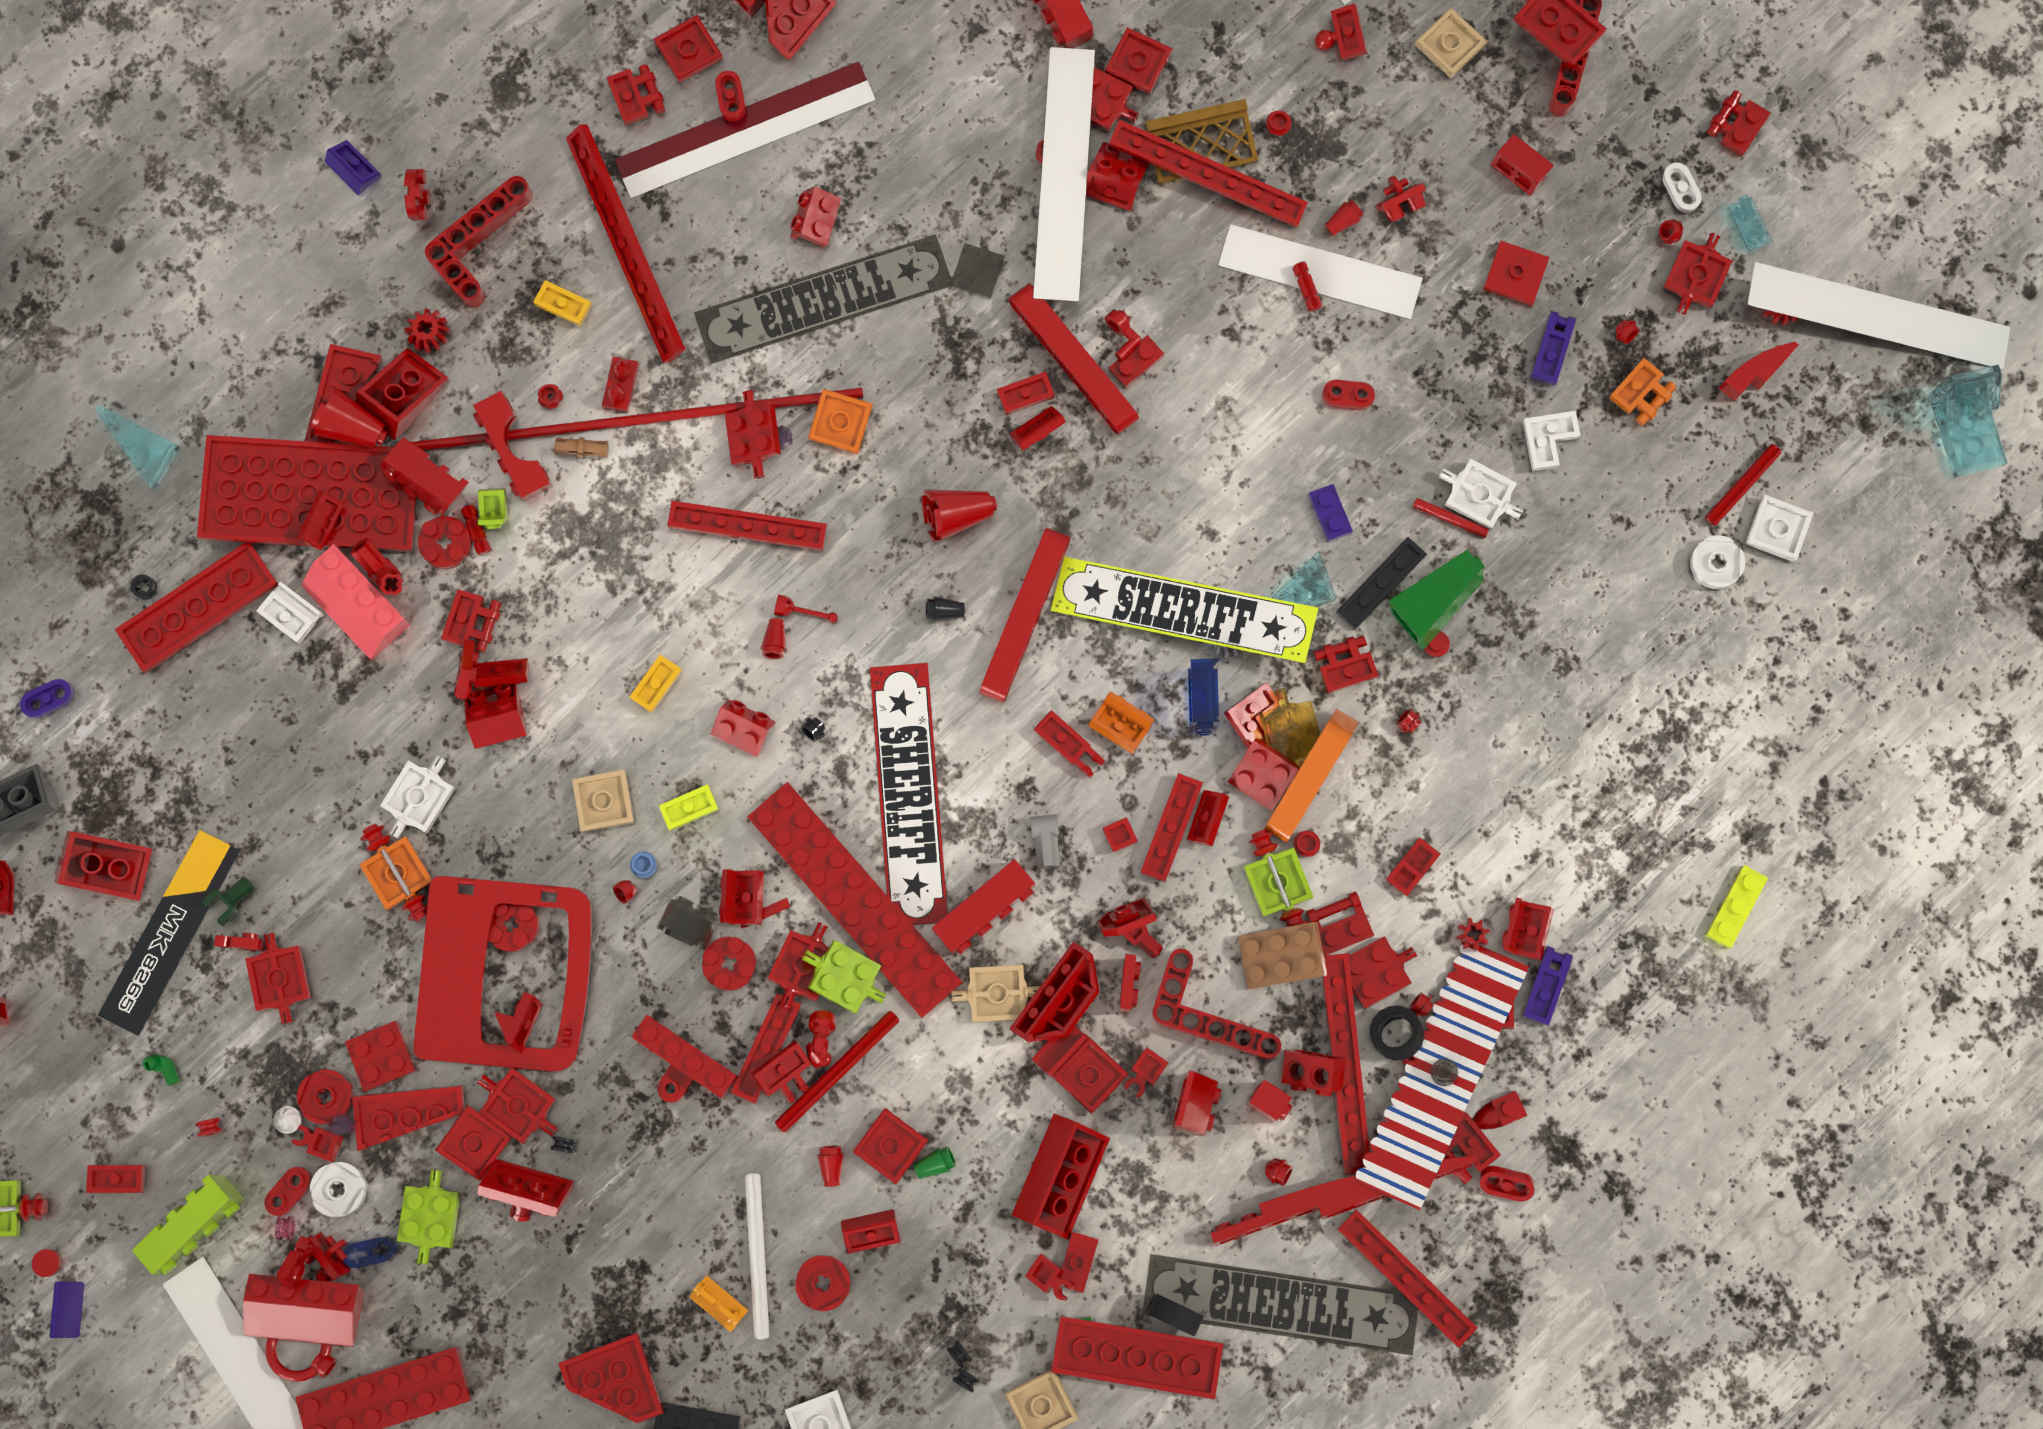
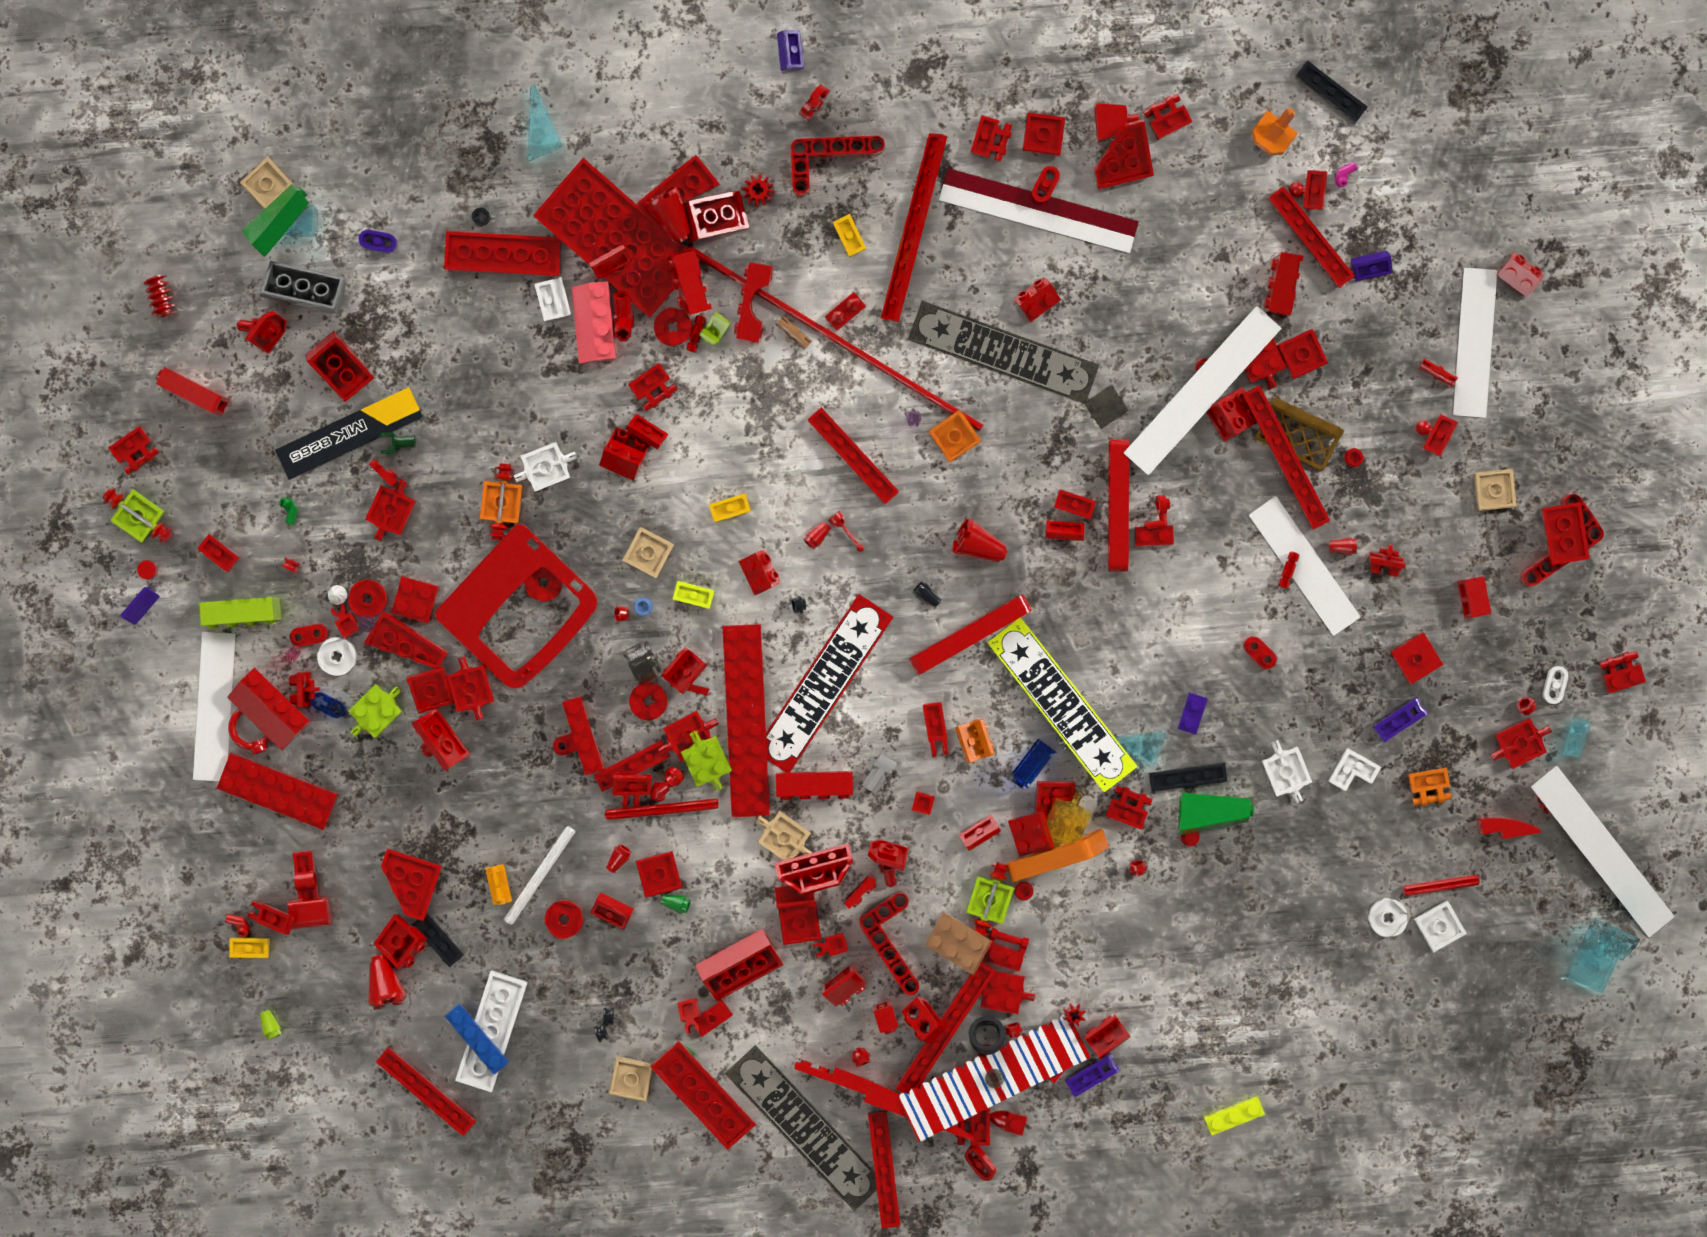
camera: 40 degrees right, 10 degrees up
(293, 1266) = (280, 685): red plate -> none
(466, 670) = (626, 418): red hinge -> none
(518, 1028) = (504, 645): red slope -> none
(549, 389) = (799, 291): red plate -> none
(563, 1144) = (479, 730): black bush -> none
(753, 434) = (898, 404): red plate -> none
(1171, 827) = (955, 821): red plate -> none
(1175, 1315) = (741, 1089): black tyre -> none
(1413, 866) = (1073, 950): red slope -> none
(1451, 518) = (1258, 770): red bar -> none
(1626, 331) = (1450, 744): red plate -> none

